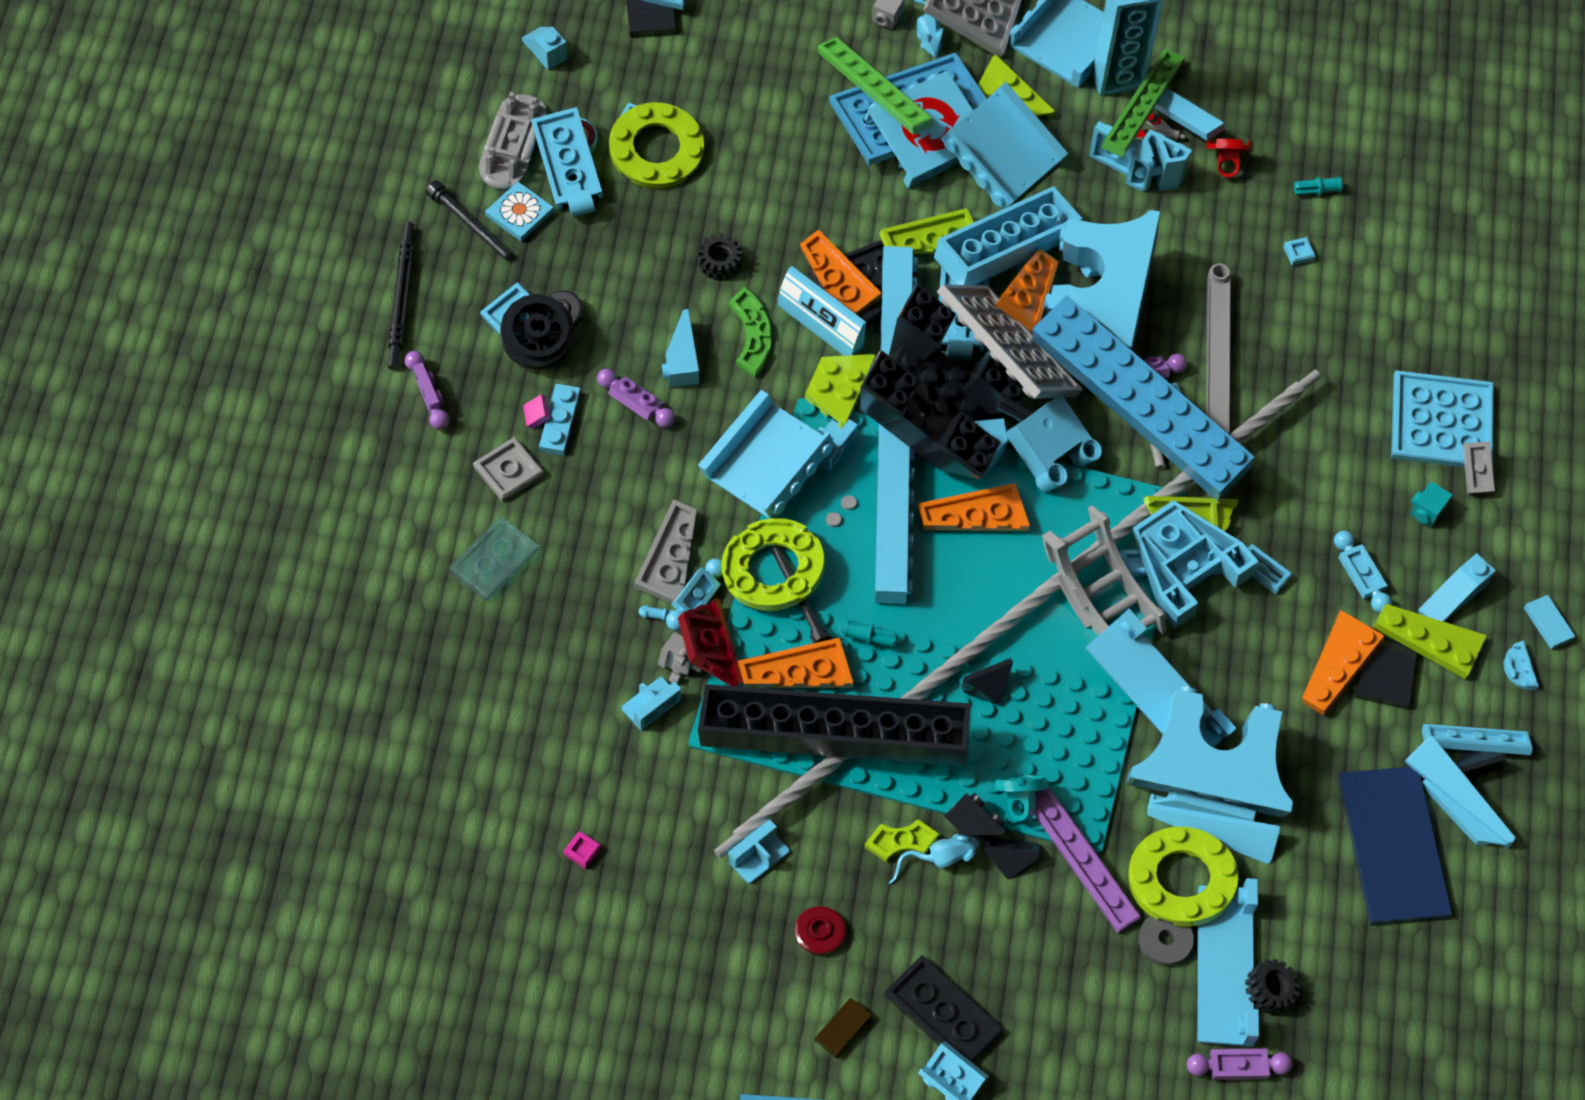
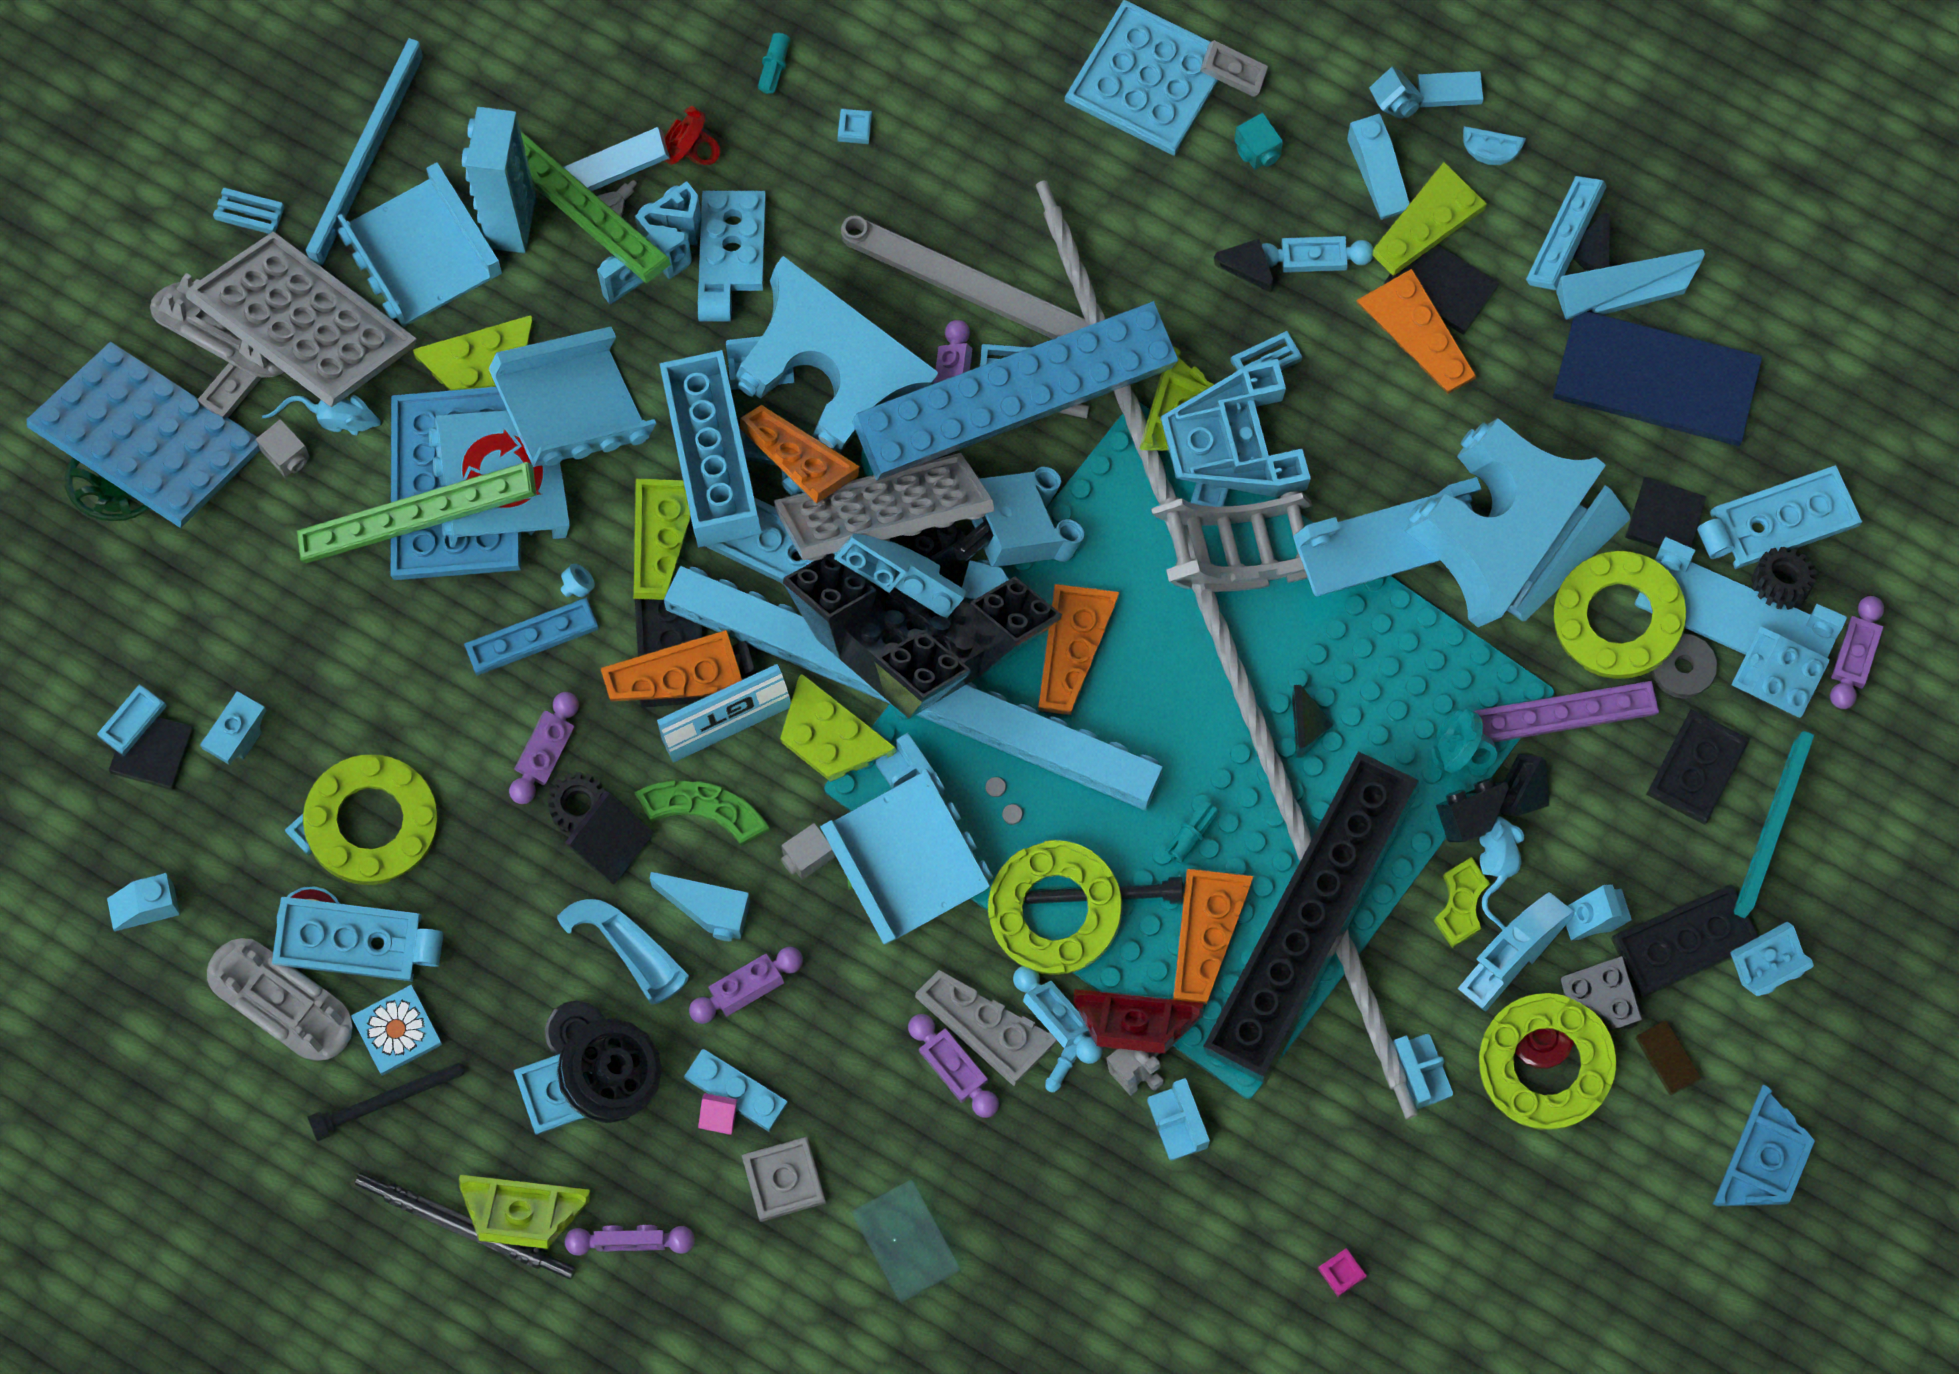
camera: 65 degrees left, 10 degrees up
(422, 319) = (520, 1210): none -> lime wing
(626, 333) = (647, 961): none -> medium azure animal
(631, 543) = (953, 1065): none -> medium lavender plate
(681, 48) = (235, 729): none -> medium azure brick
(702, 278) = (609, 837): none -> black tile
(741, 396) = (806, 852): none -> light grey brick
(751, 224) = (544, 748): none -> medium lavender plate
(783, 903) = (1576, 1022): none -> lime plate
(827, 192) = (531, 636): none -> dark azure tile
(868, 962) = (1606, 992): none -> hinge
(878, 201) = (576, 581): none -> medium azure tile
(885, 884) = (1515, 947): none -> medium azure slope
(934, 934) = (1598, 913): none -> medium azure brick
(964, 352) = (899, 567): none -> medium azure slope
(1064, 1041) = (1773, 824): none -> teal tile
(1088, 976) = (1697, 767): none -> black tile
(1137, 203) = (726, 270): none -> medium azure hinge
(1191, 1009) = (1780, 672): none -> medium azure bracket
(1281, 884) = (1663, 513): none -> black tile
(1330, 527) = (1247, 263): none -> black slope
(1330, 976) = (1790, 514): none -> medium azure hinge
(1519, 580) = (1396, 94): none -> medium azure slope

